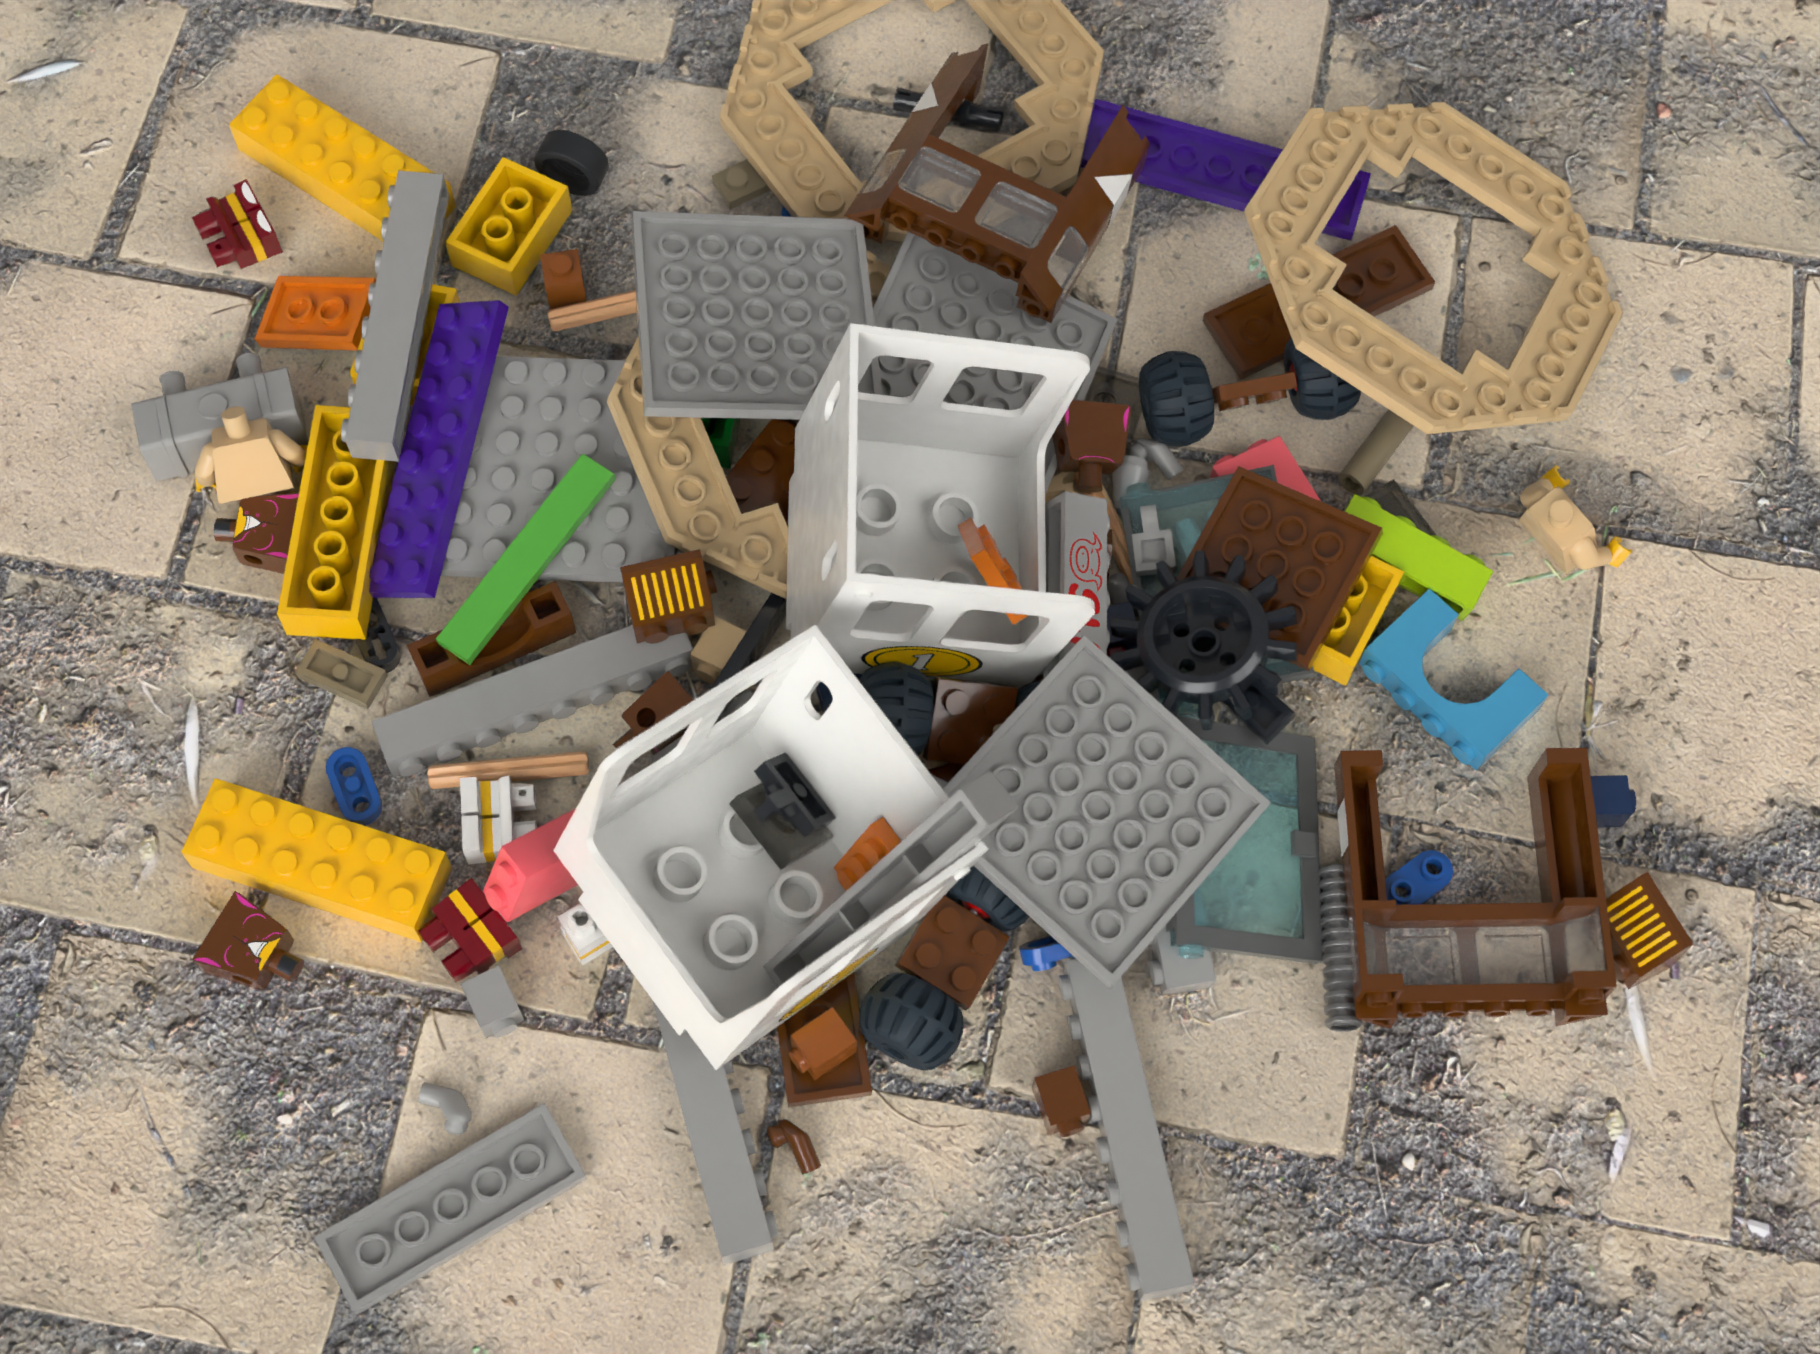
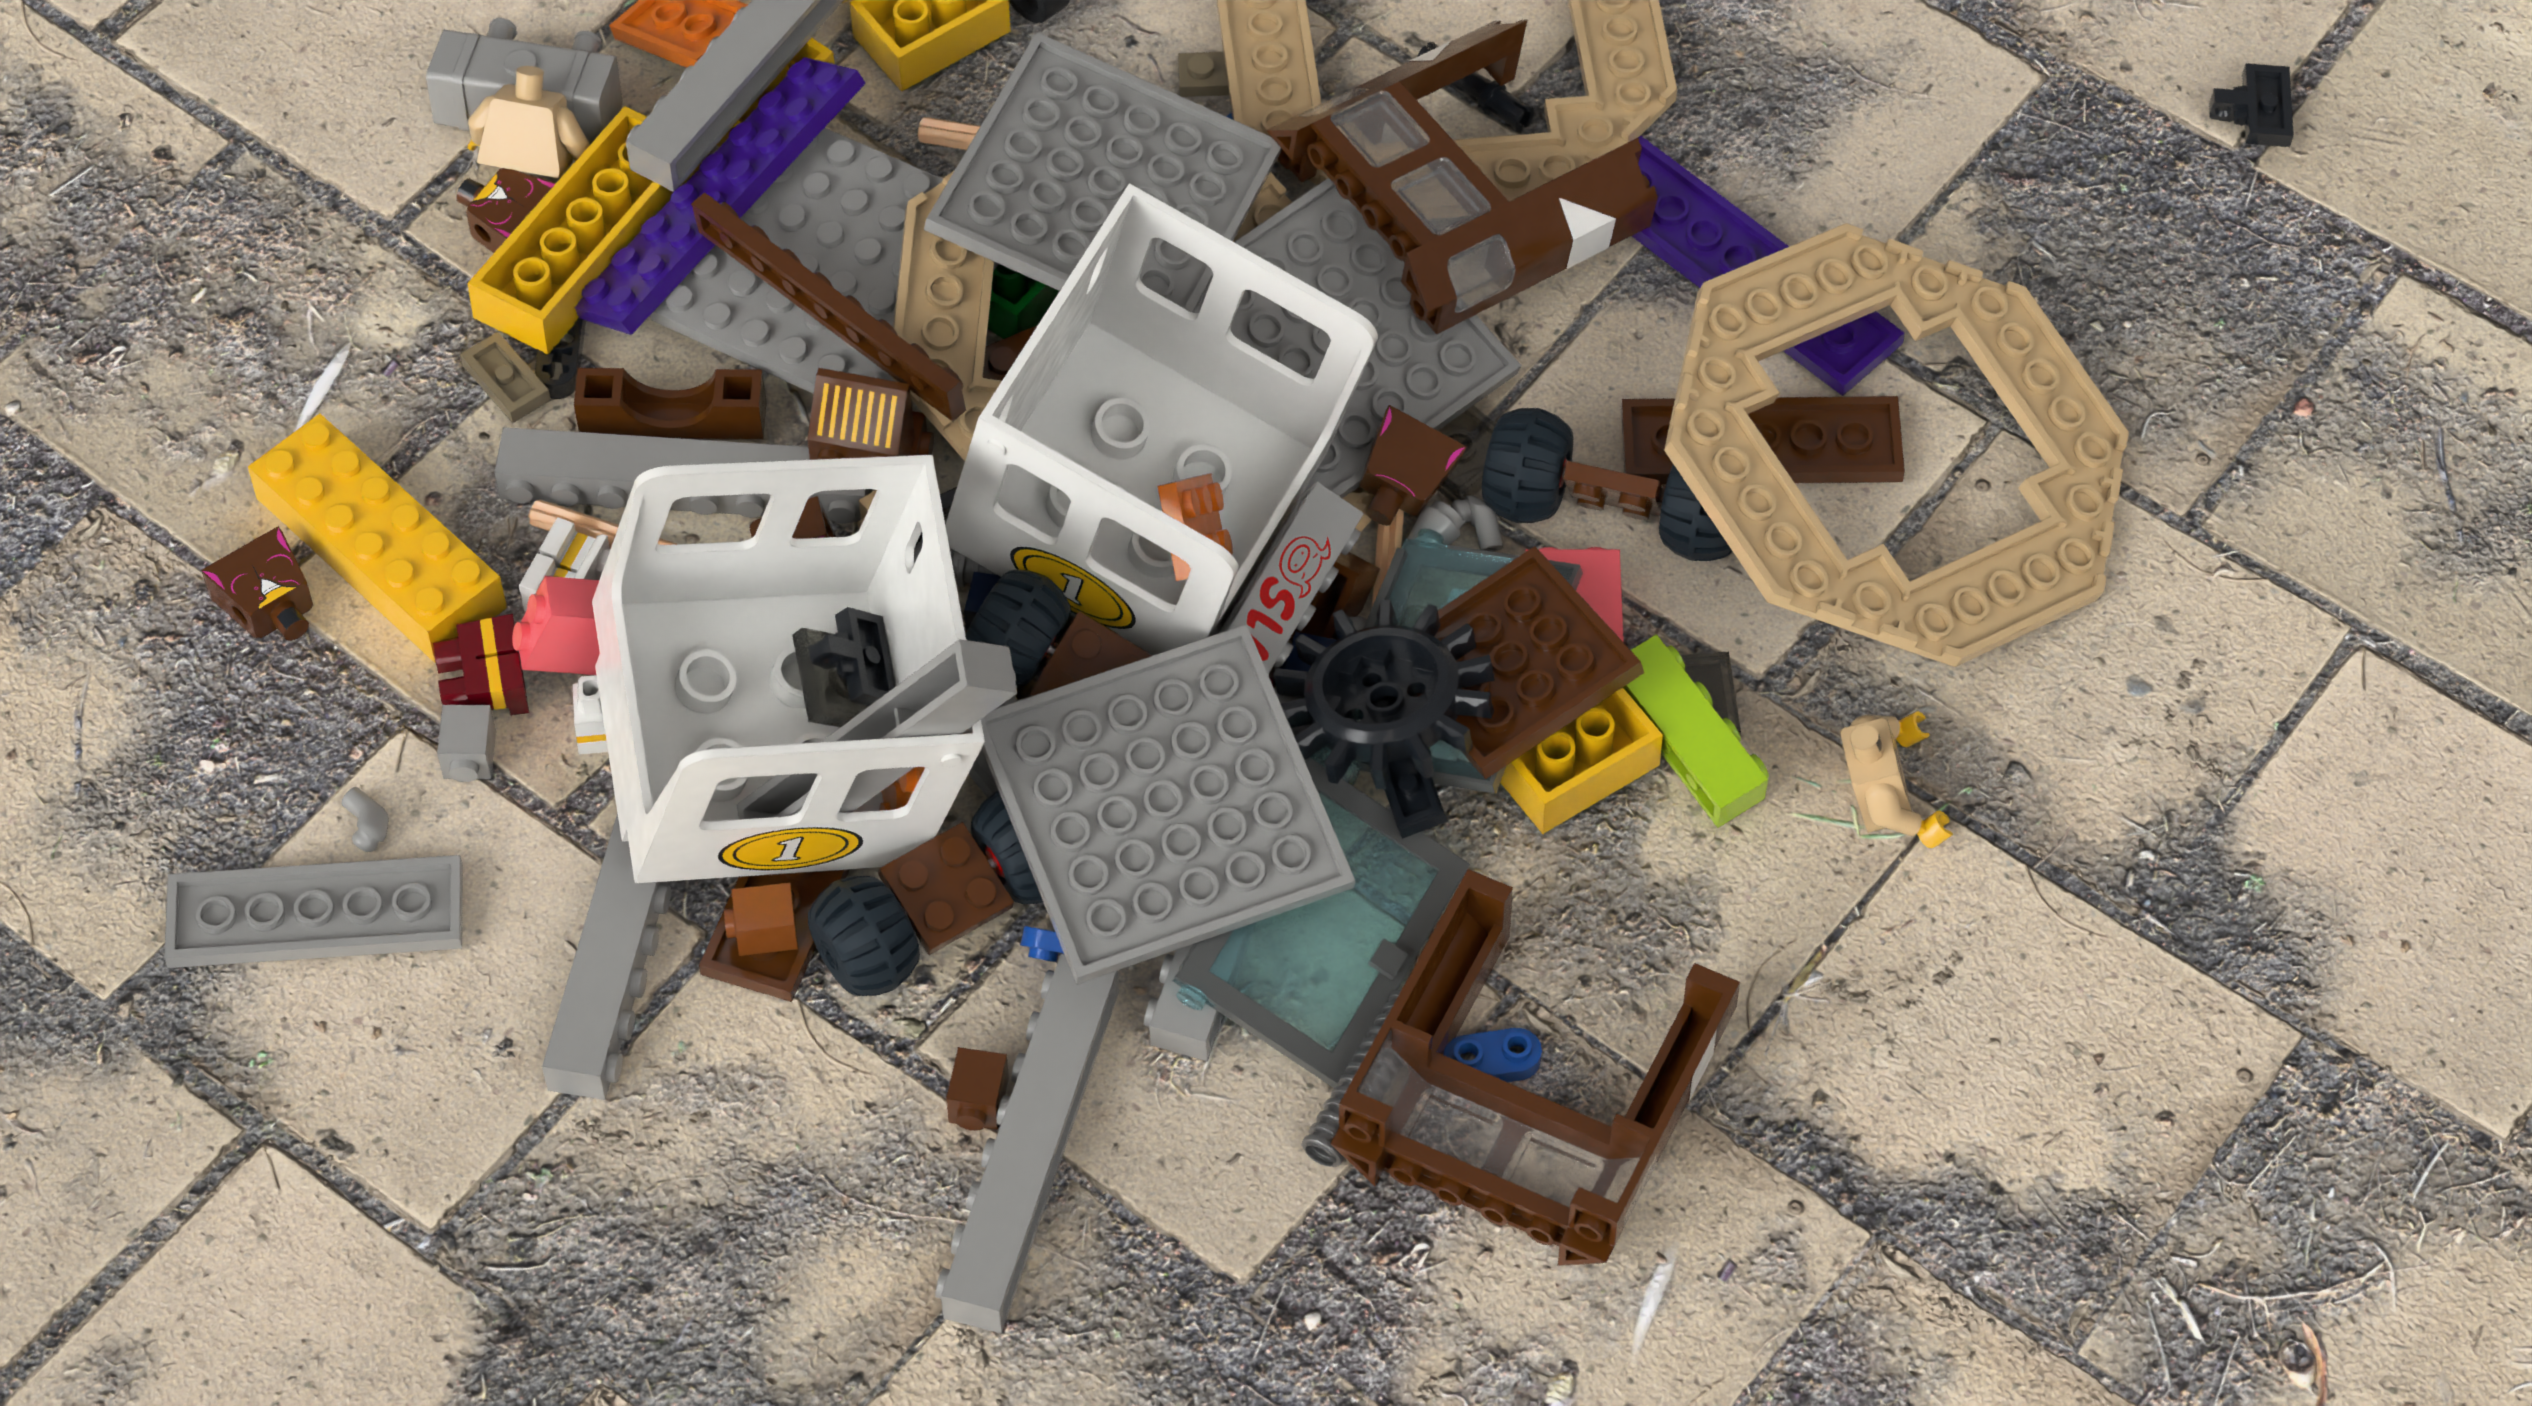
camera: 30 degrees right, 10 degrees down
(355, 788) = (452, 490): blue plate -> none
(525, 559) = (727, 338): bright green tile -> none
(563, 278) = (956, 90): dark orange brick -> none
(606, 513) = (829, 307): none -> reddish brown plate
(798, 1141) = (688, 1009): reddish brown arm -> none
(1152, 544) = (1406, 590): light grey plate -> none
(1374, 453) = (1720, 618): dark tan piece -> none
(1470, 729) = (1653, 932): dark azure arch -> none
(1612, 800) = (1747, 1064): dark blue brick -> none
(1643, 932) = (1692, 1202): reddish brown slope -> none

